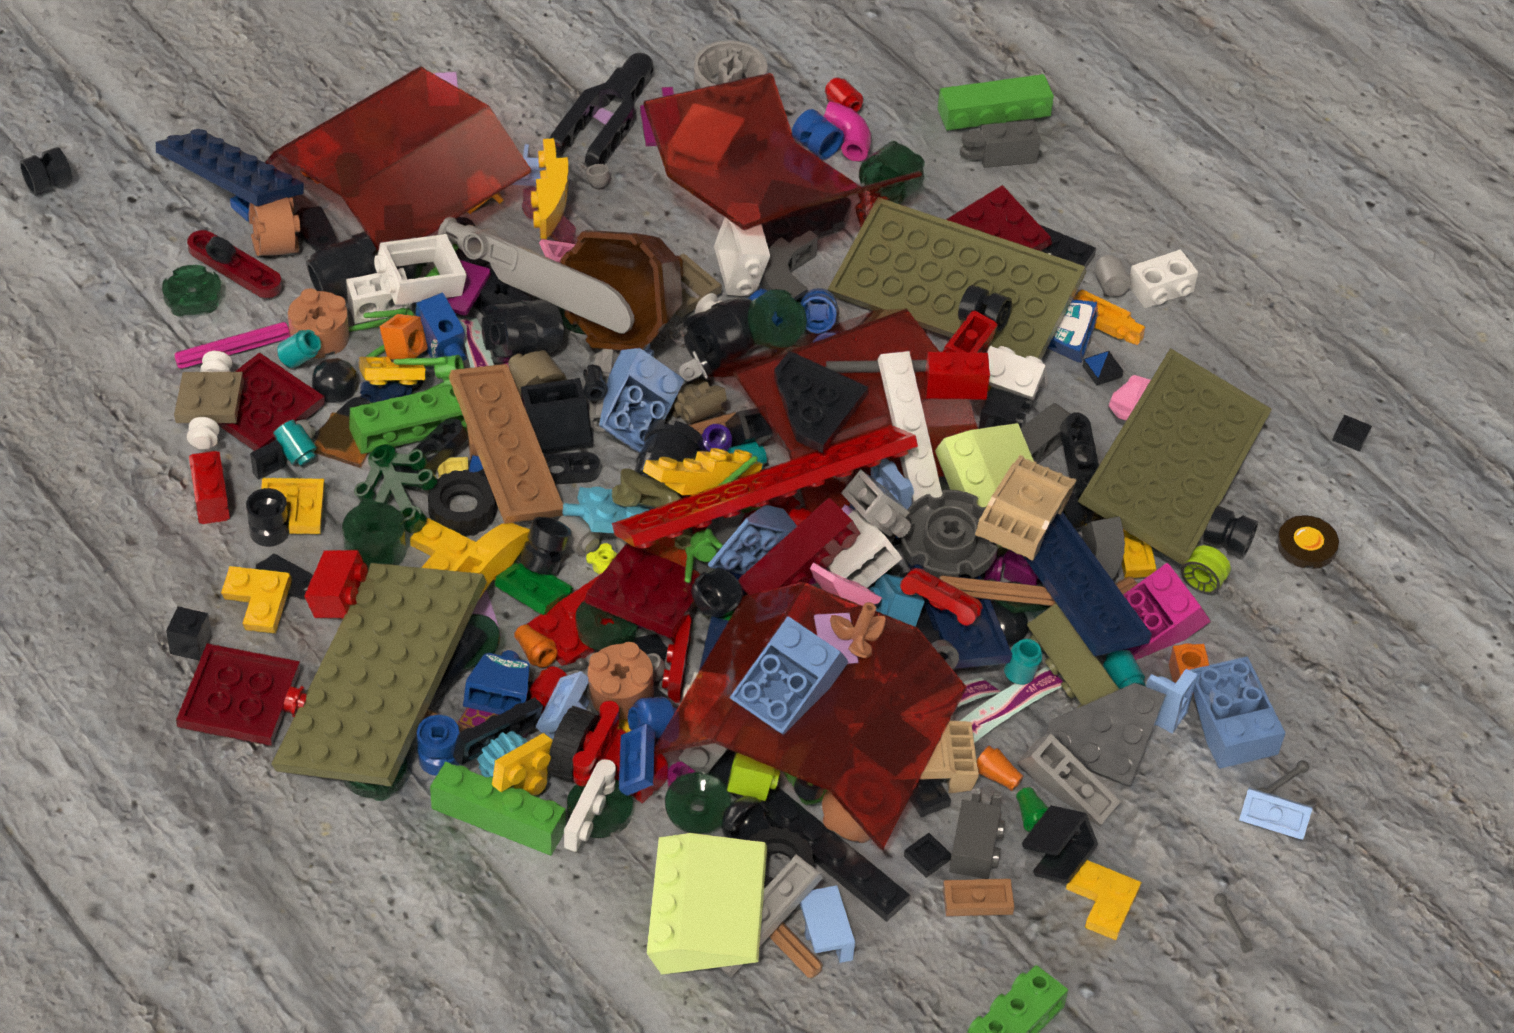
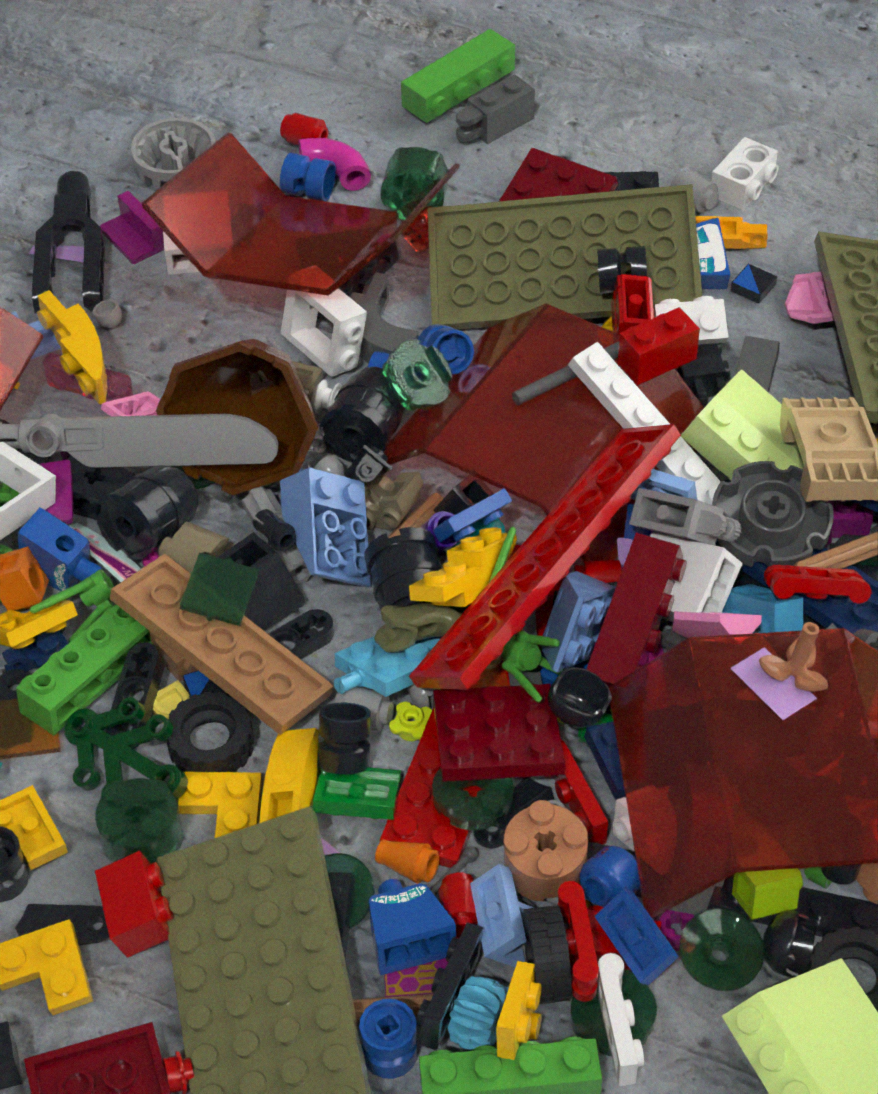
camera: 25 degrees left, 0 degrees up
(526, 405) = (219, 589): none -> clear green piece
(674, 360) = (331, 465): none -> light grey hinge
(747, 436) = (462, 523): none -> plate
(789, 676) = (768, 752): medium blue slope -> none
(816, 399) = (533, 436): black plate -> none
(1084, 442) = (809, 362): black beam -> none

